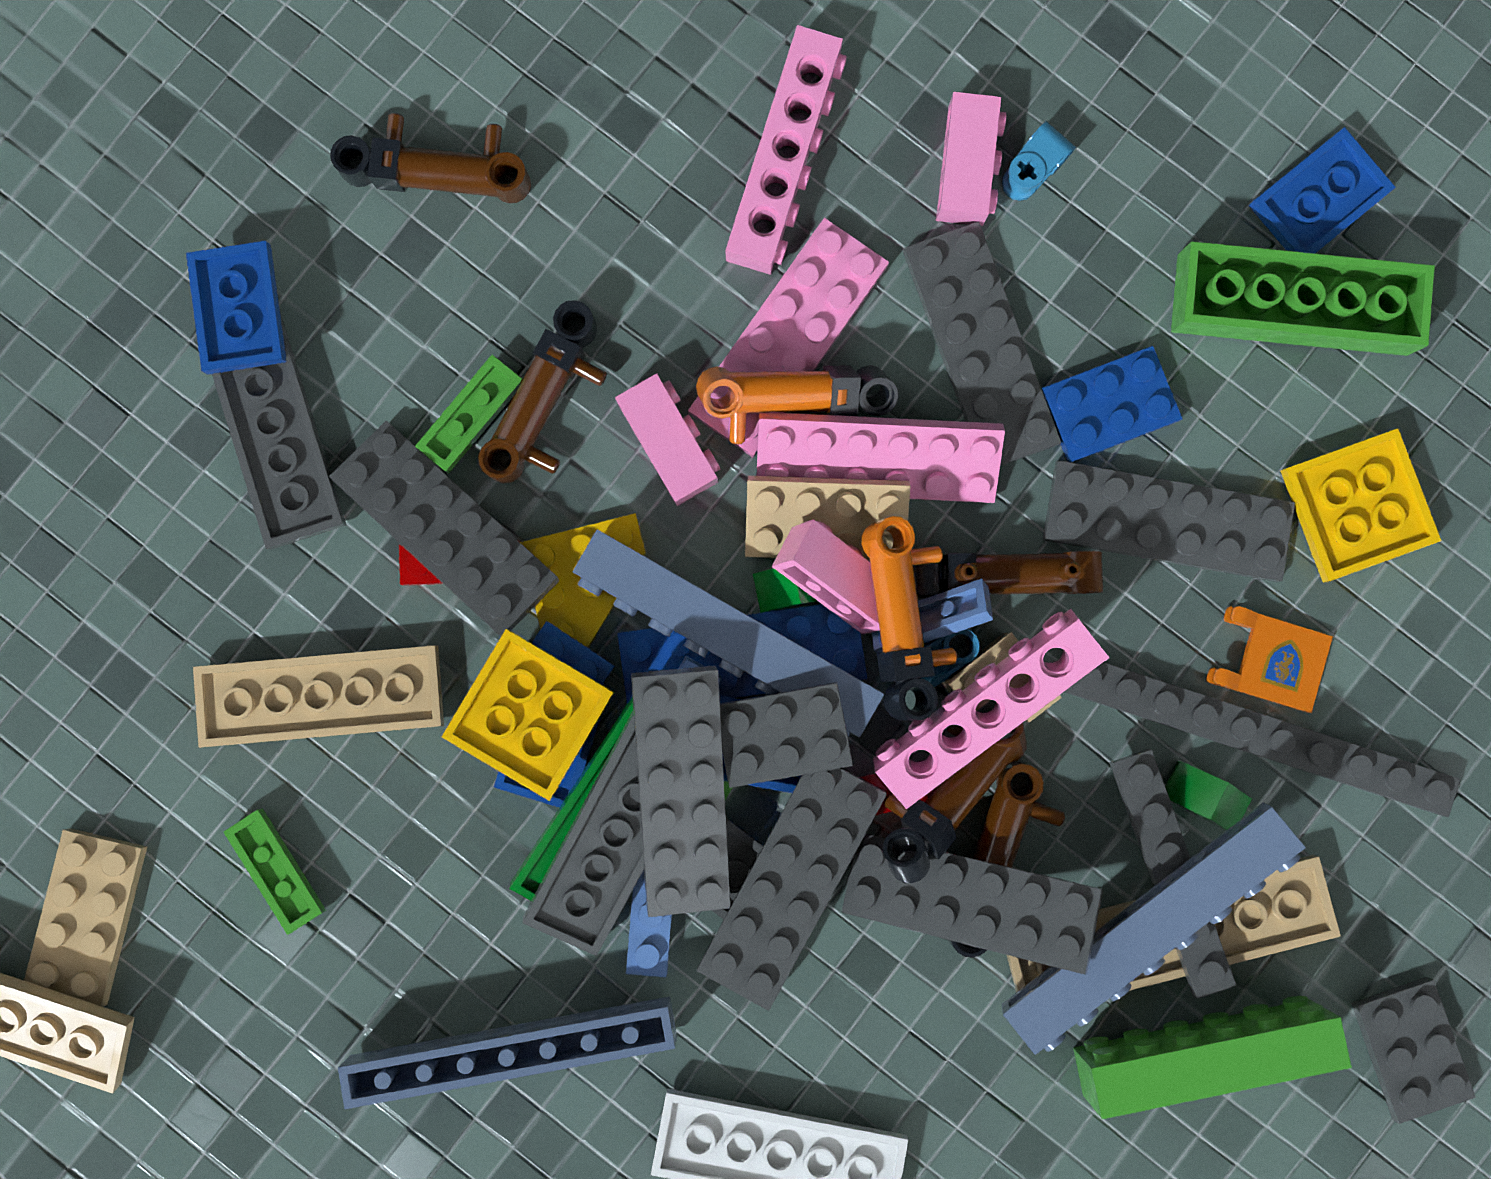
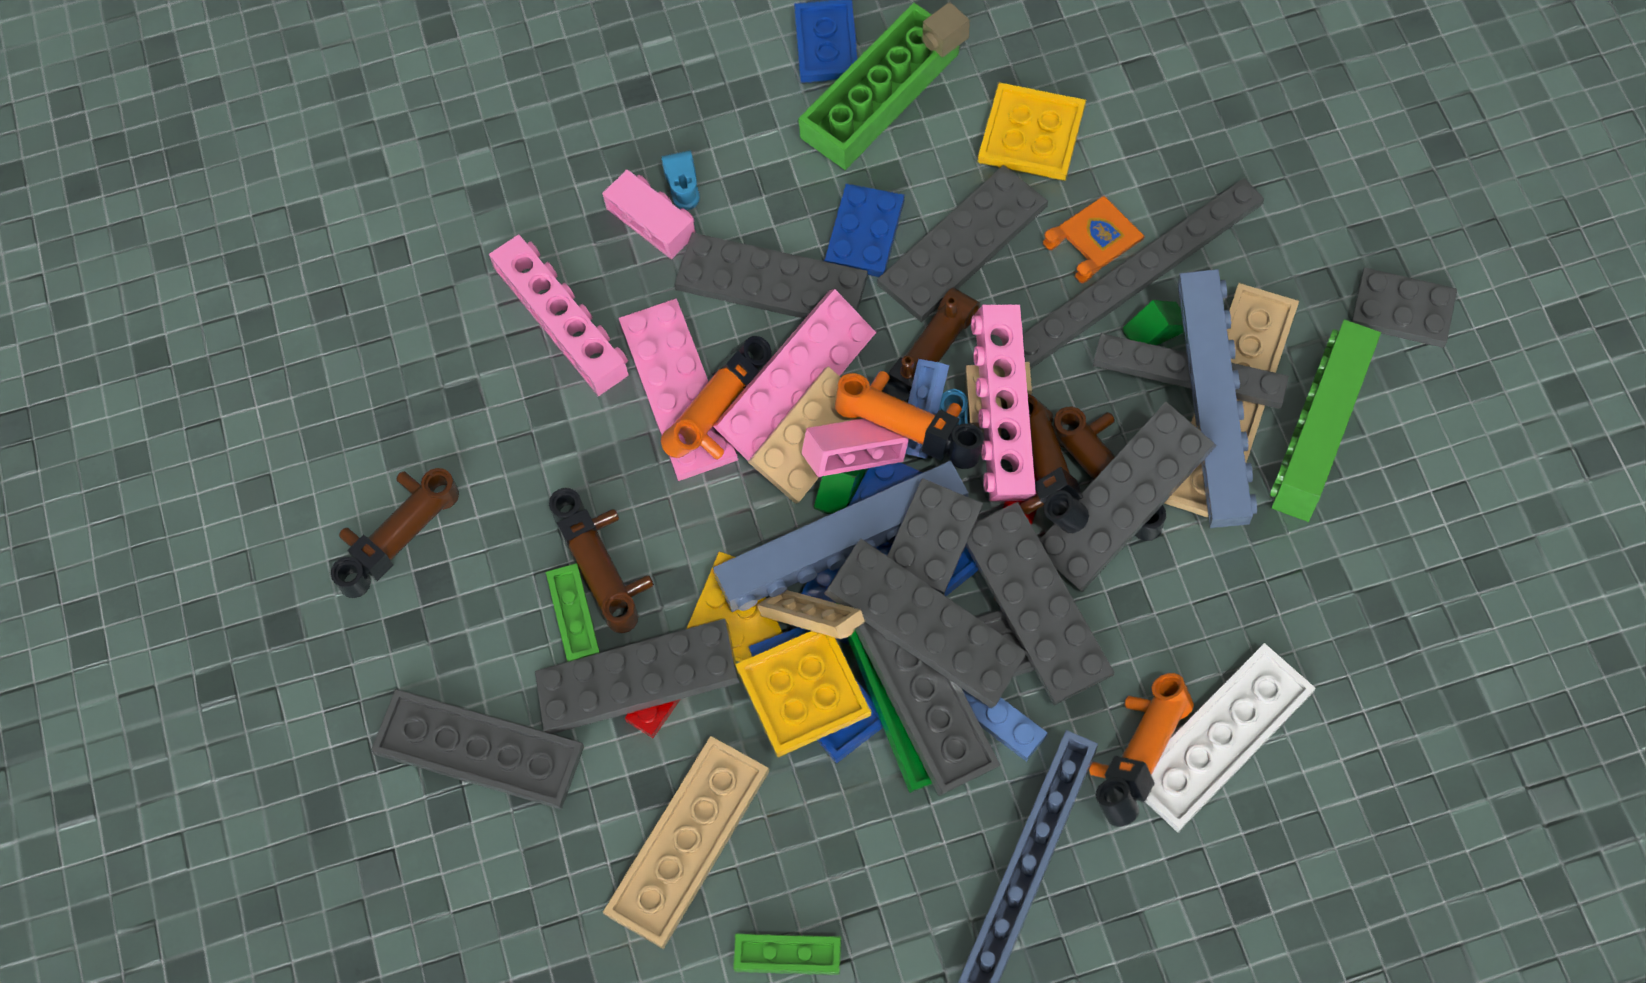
camera: 50 degrees left, 20 degrees down
(236, 307) = (385, 711): blue plate -> none
(610, 671) = (812, 614): none -> tan plate
(668, 438) = (686, 499): bright pink brick -> none
(672, 1099) = (1130, 775): none -> piece
(1418, 329) = (945, 29): none -> dark tan brick

